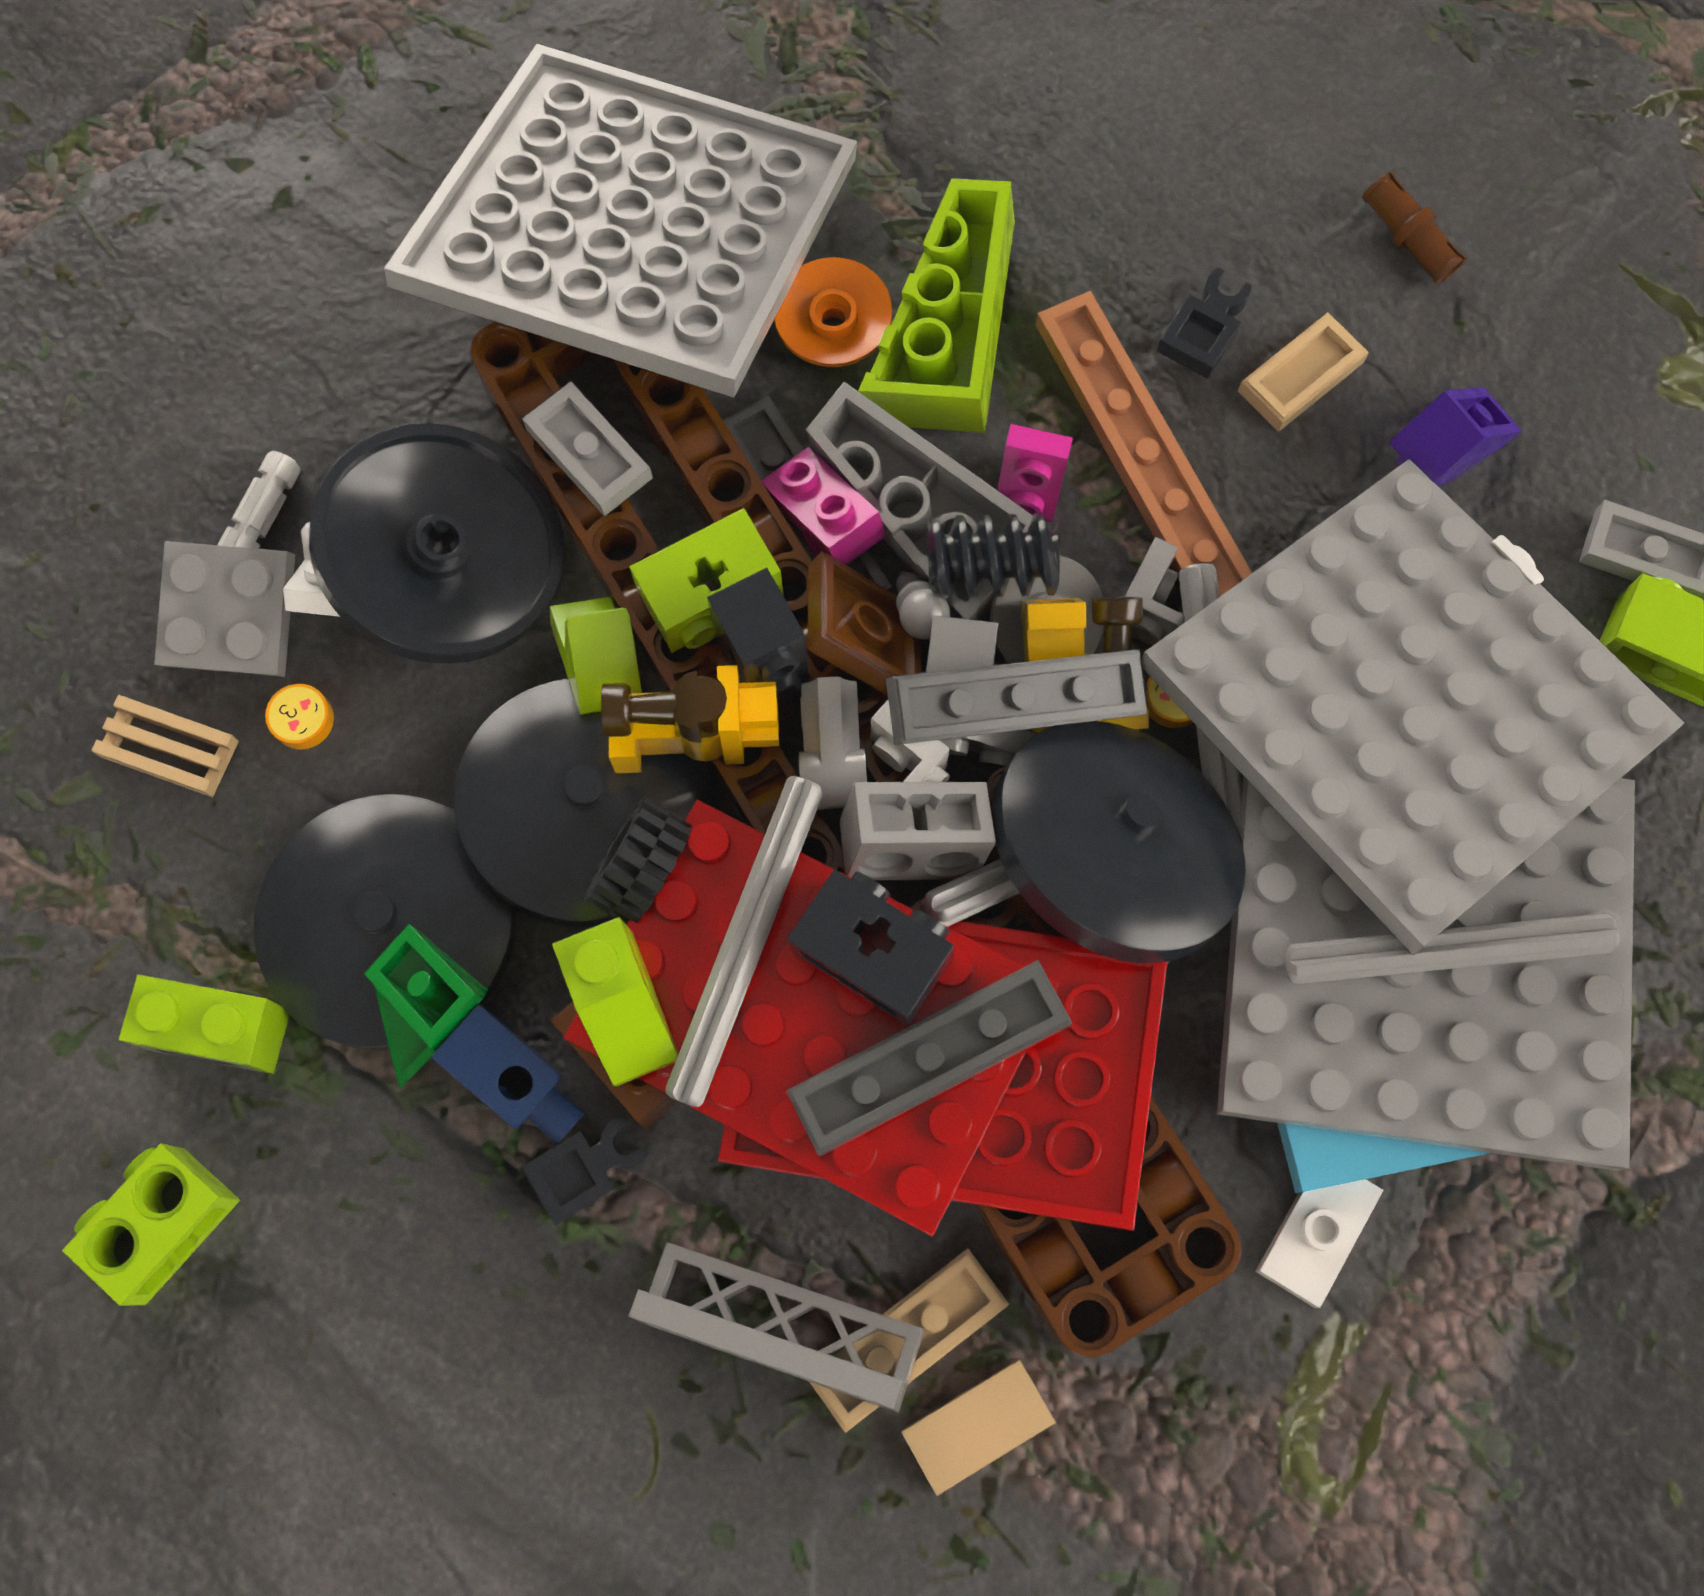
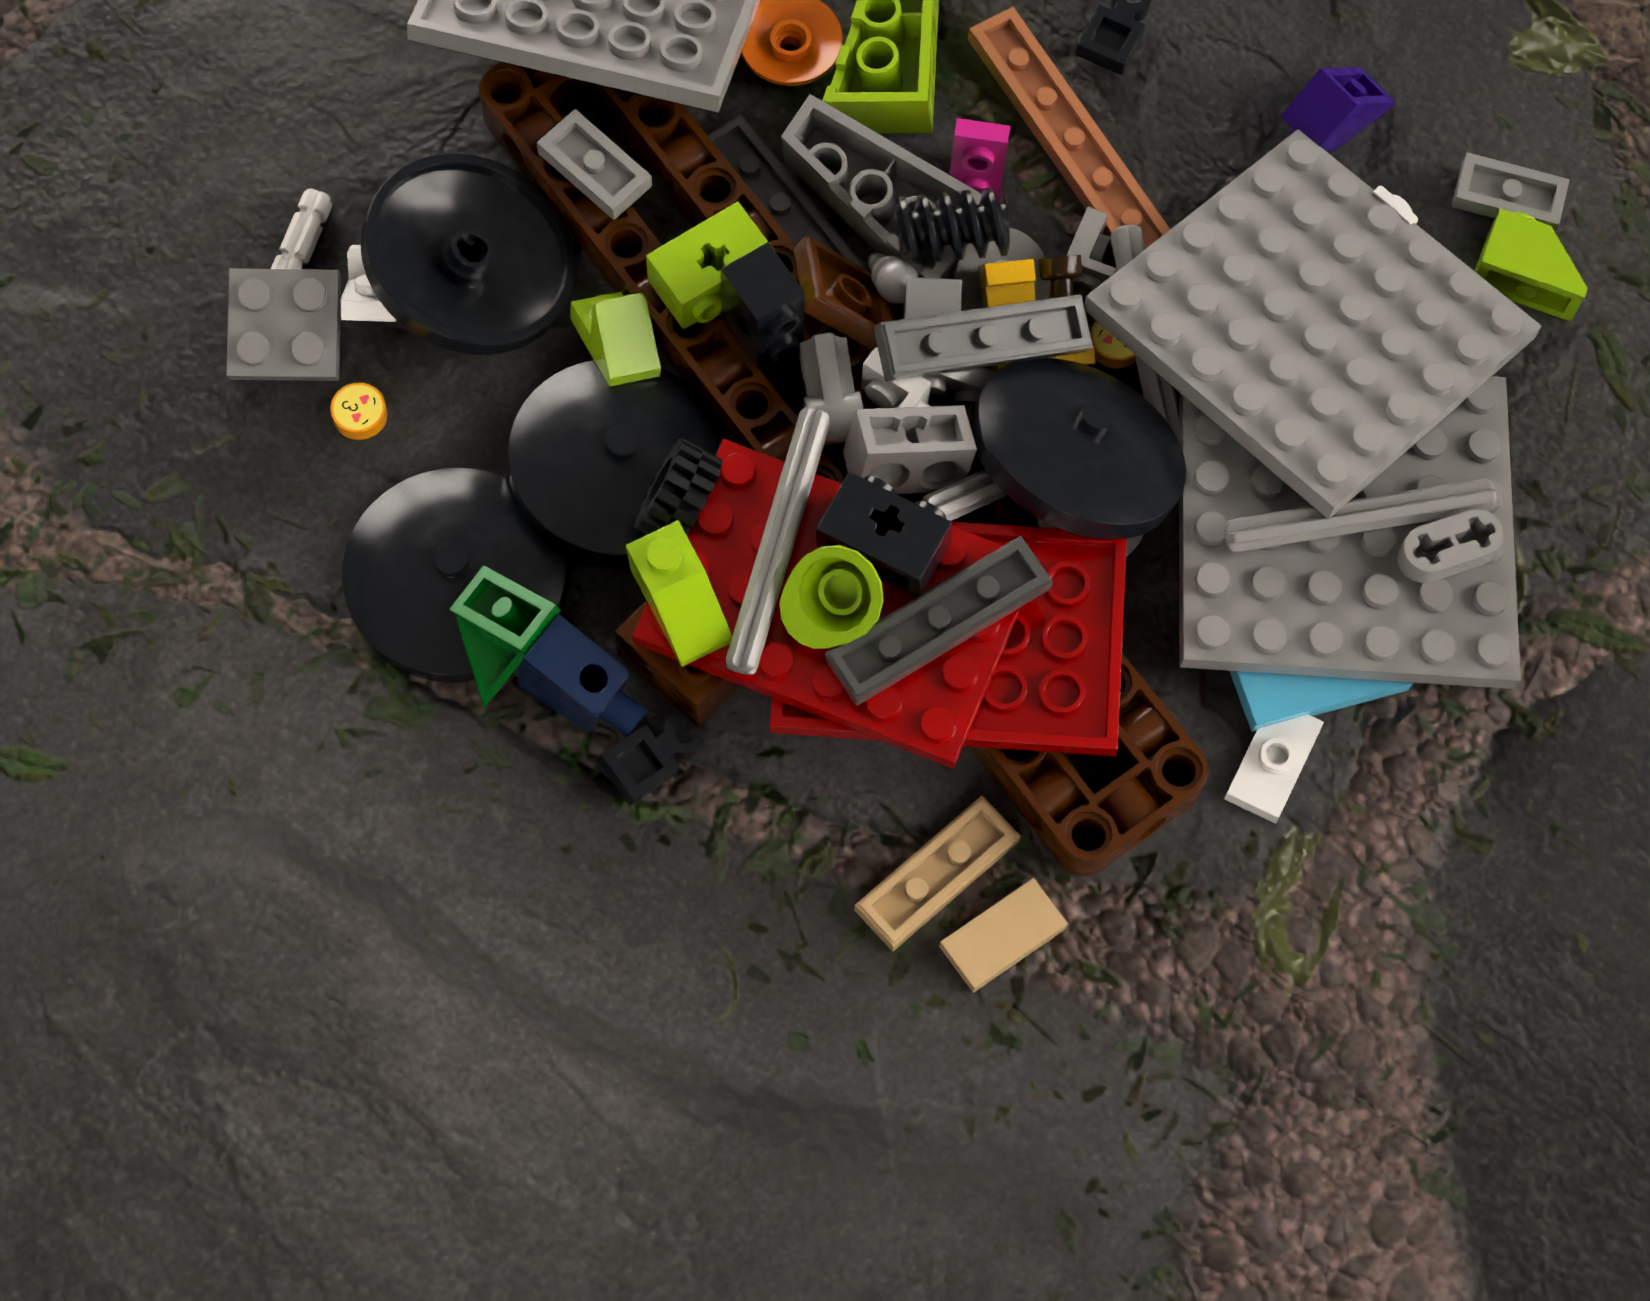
camera: 10 degrees left, 5 degrees down
(120, 728) = (250, 425): tan tile -> none
(160, 1237) = (300, 835): lime brick -> none
(204, 1024) = (313, 664): lime brick -> none
(696, 719) = (715, 378): hips -> none
(770, 1350) = (829, 878): light grey fence -> none
(799, 1026) = (831, 598): none -> lime piece
(824, 507) = (802, 201): dark pink plate -> none
(1303, 371) = (1203, 64): tan tile -> none
(1563, 1009) = (1454, 556): none -> light grey beam

